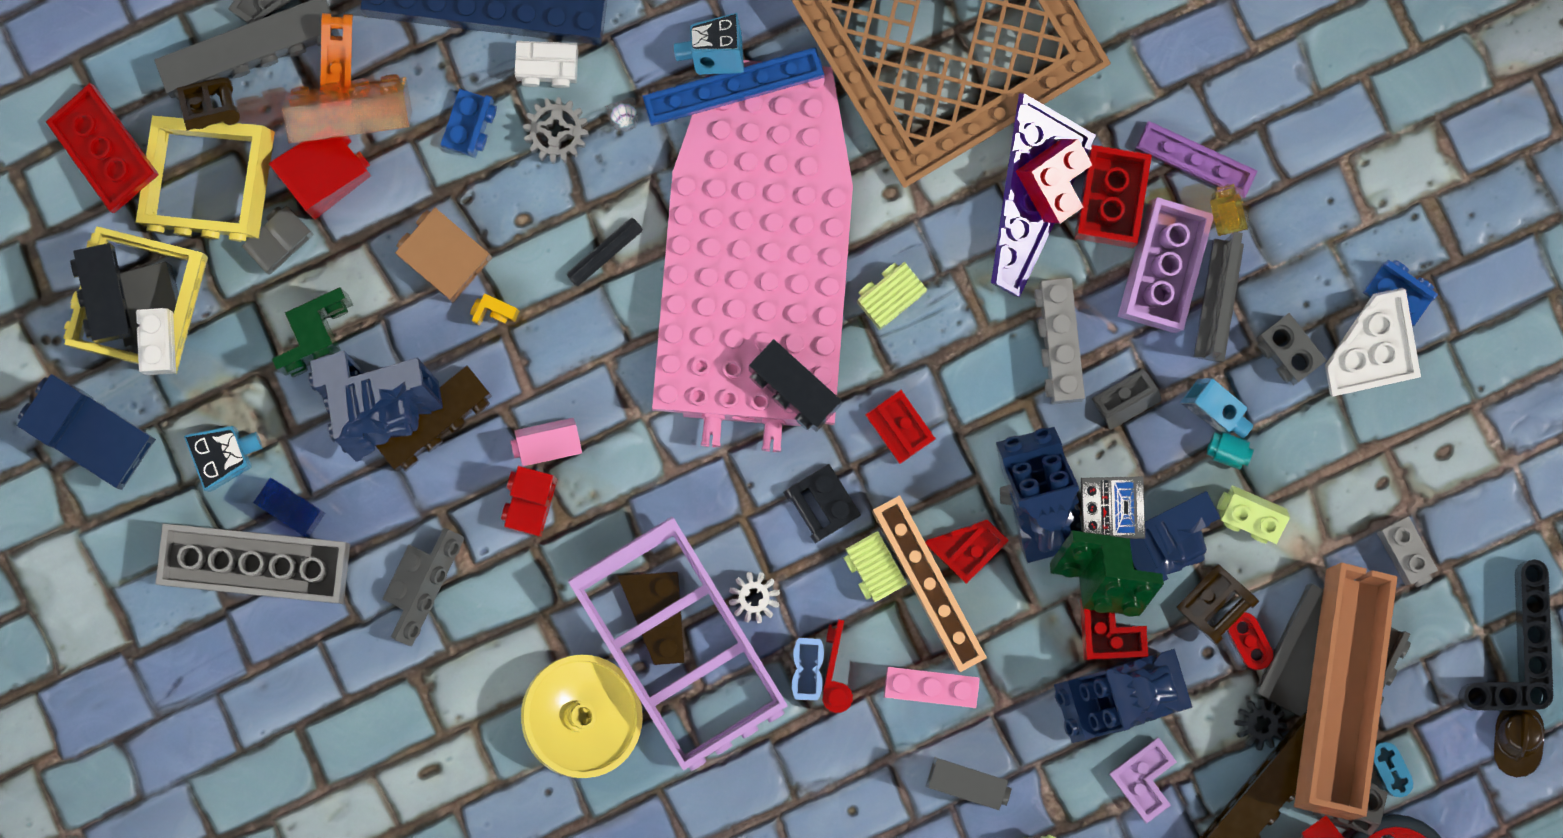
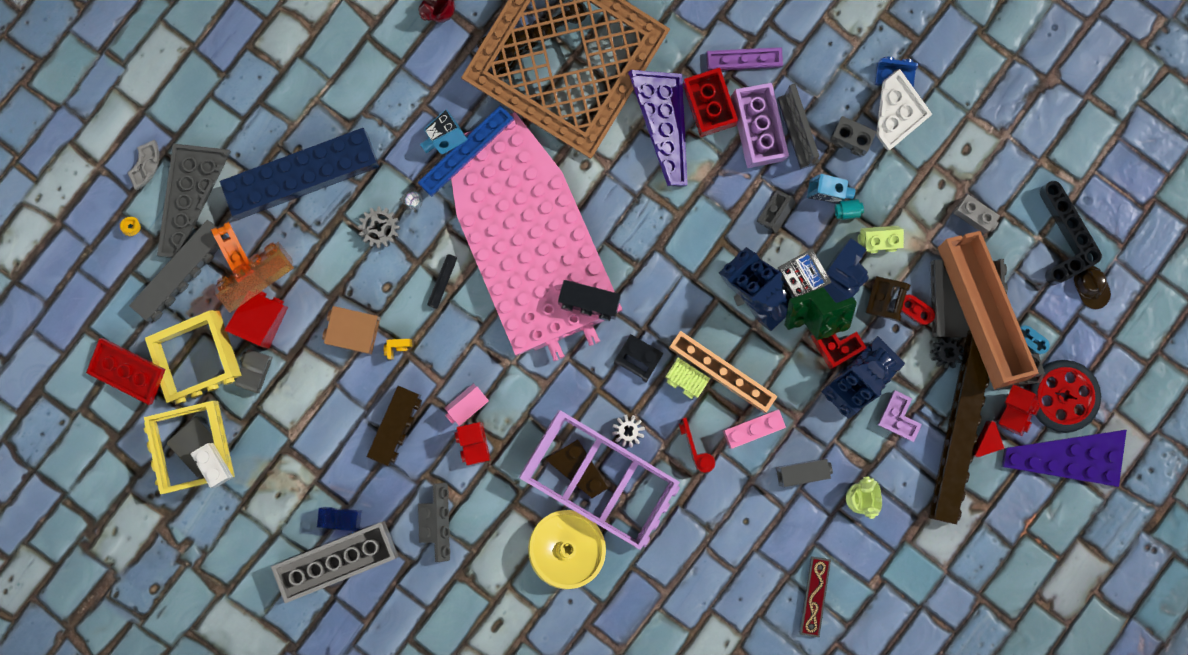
camera: 25 degrees left, 0 degrees up
(85, 431) = (198, 537): dark blue brick -> none
(101, 293) = (166, 454): black brick -> none
(198, 108) = (167, 319): dark brown plate -> none
(221, 454) = (284, 509): torso -> none
(312, 331) = (300, 412): dark green bracket -> none
(373, 404) = (356, 435): dark blue brick -> none
(468, 123) = (327, 249): blue bracket -> none
(546, 63) = (353, 192): white brick -> none
(807, 679) = (682, 460): light blue brick -> none
(891, 295) = (615, 221): yellowish green brick -> none
(900, 426) = (659, 292): red plate -> none
(968, 548) = (733, 340): red wing -> none
(1048, 179) = (670, 109): brick -> none
(1061, 341) = (723, 197): light grey brick -> none
(1229, 209) = (779, 75): clear yellow brick -> none

